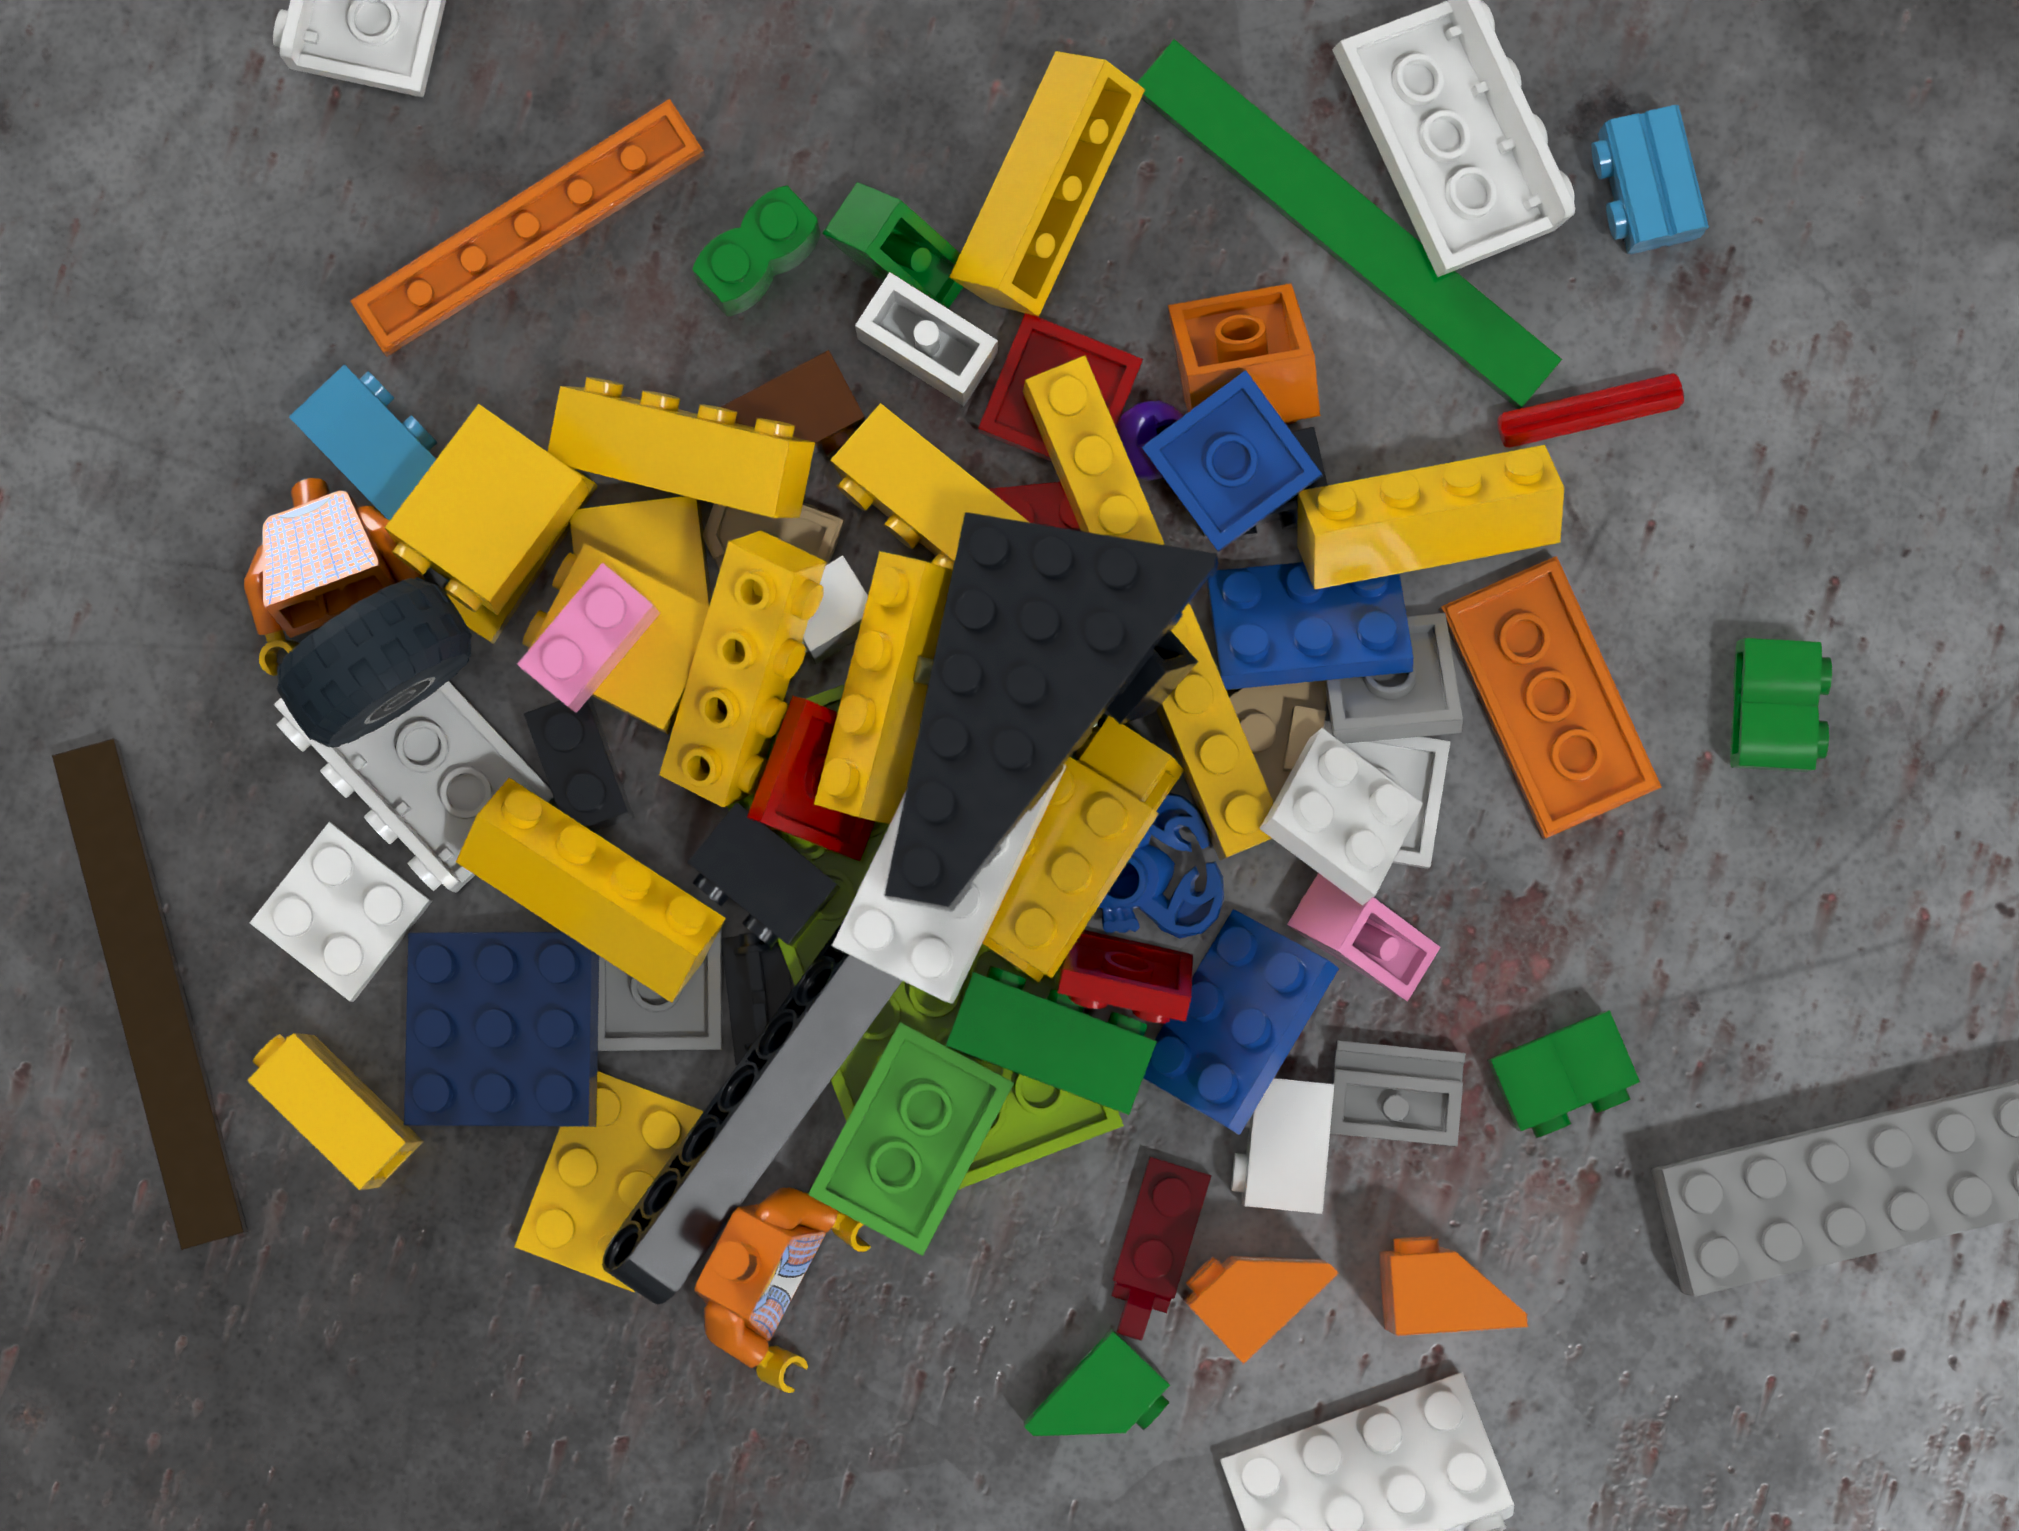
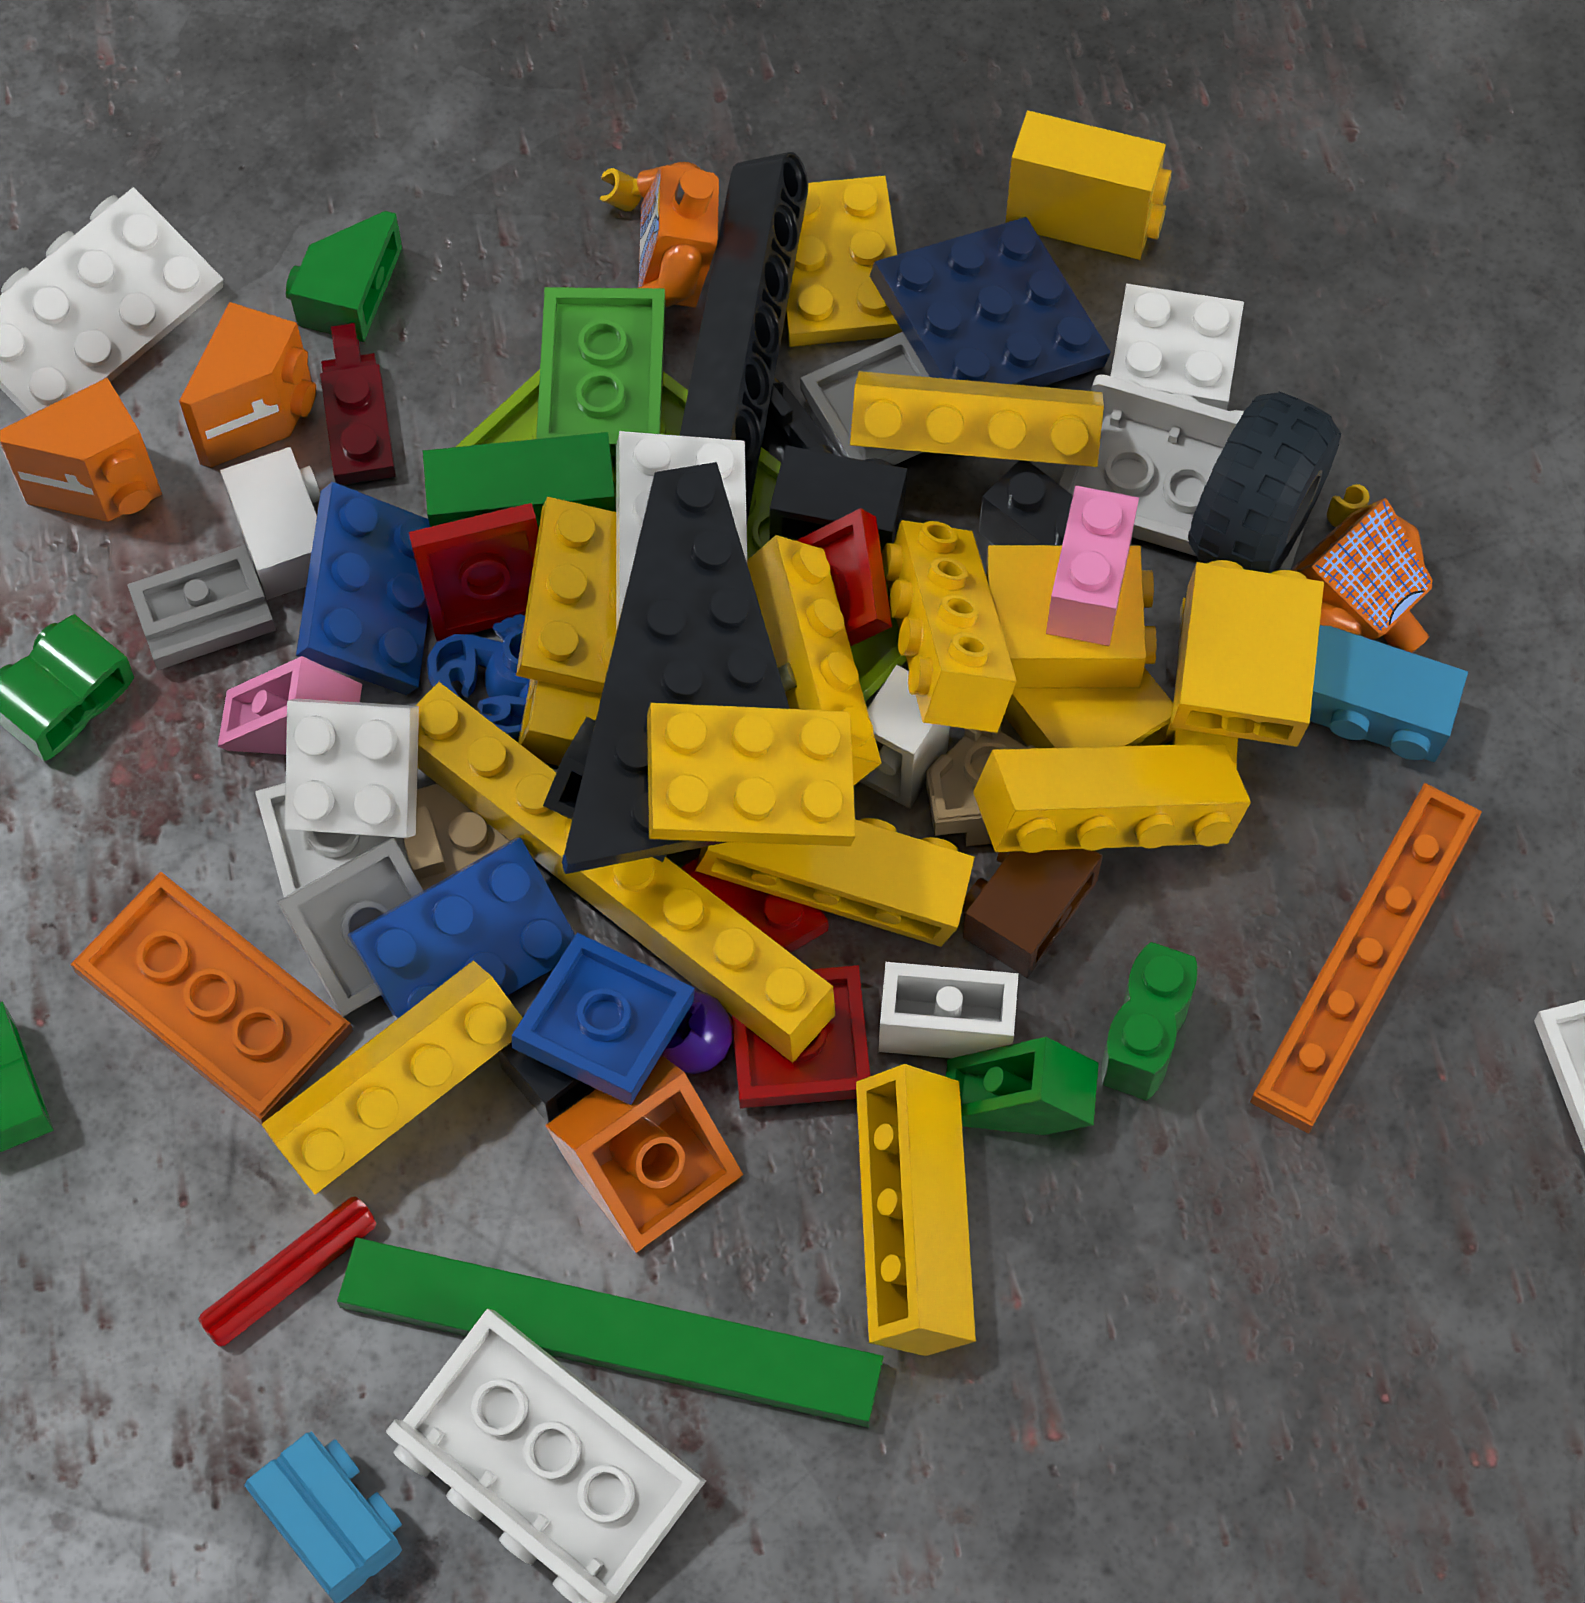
camera: 155 degrees right, 20 degrees down
(149, 994) = (1295, 228): dark brown tile -> none
(1015, 559) = (750, 775): none -> yellow plate

